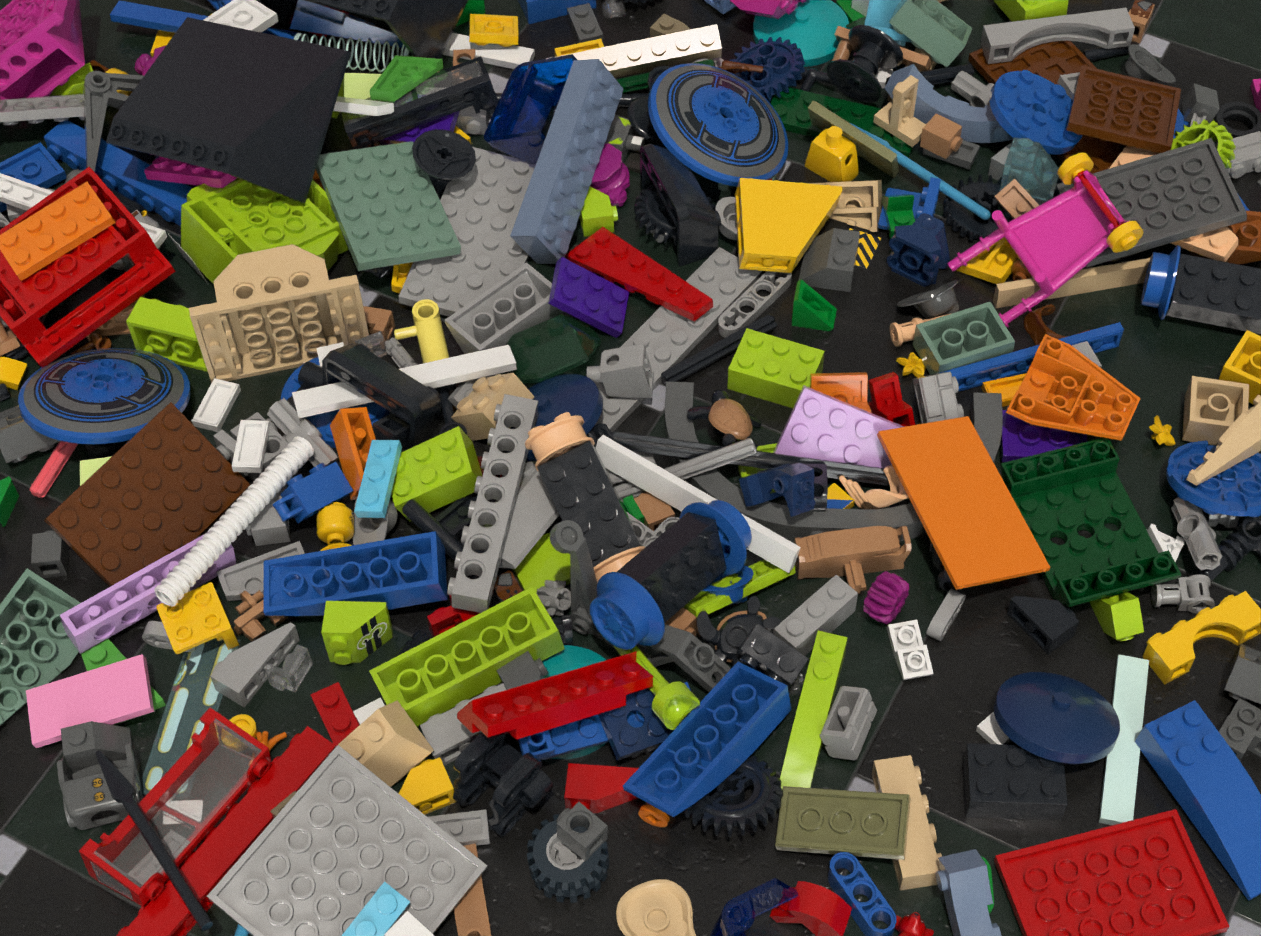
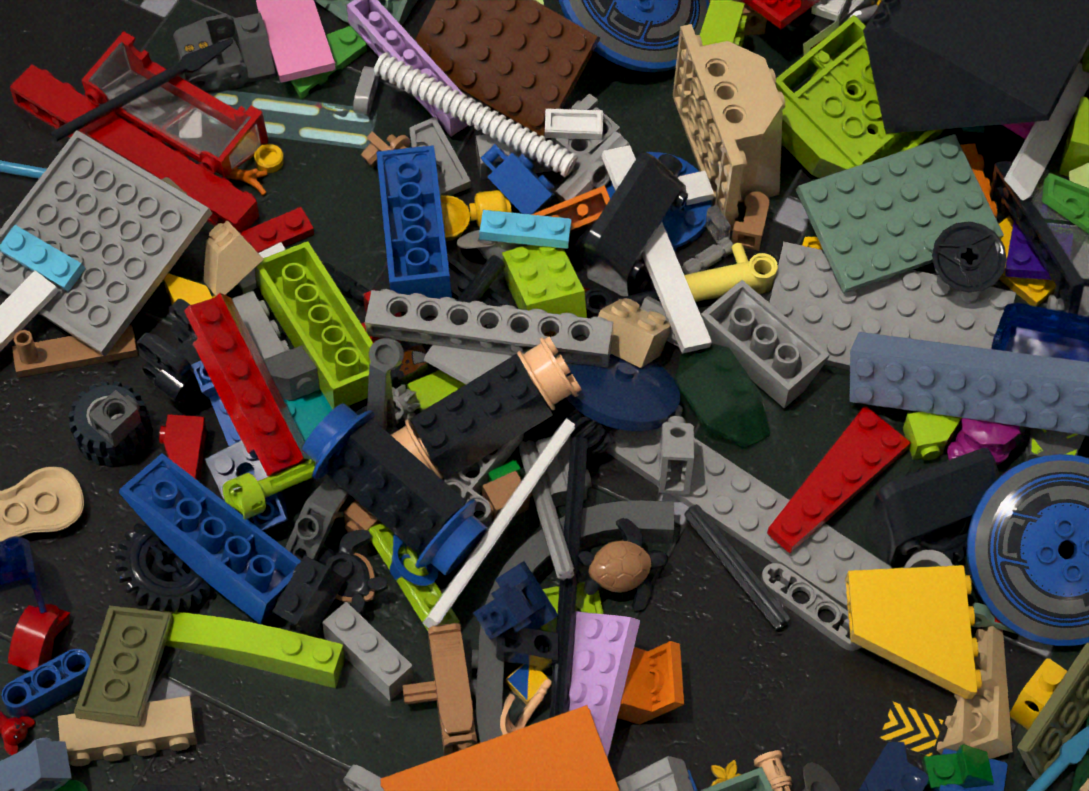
camera: 85 degrees right, 5 degrees up
(197, 620) = (377, 108): yellow bracket -> none
(216, 405) = (643, 100): white tile -> none
(243, 670) = (328, 153): light grey slope -> none
(293, 672) = (326, 190): clear bracket -> none
(355, 629) = (357, 227): lime slope -> none
(465, 826) = (152, 321): light grey plate -> none
(588, 297) = (790, 422): dark purple plate -> none
(773, 367) = (706, 619): lime brick -> none
(811, 309) = (799, 664): green slope -> none
(831, 260) = (877, 692): dark grey slope -> none
(848, 722) = (238, 676): light grey brick -> none
(886, 597) = (389, 721): magenta gear -> none
(888, 400) = (647, 744): red brick -> none
(908, 650) = (333, 752): white slope -> none

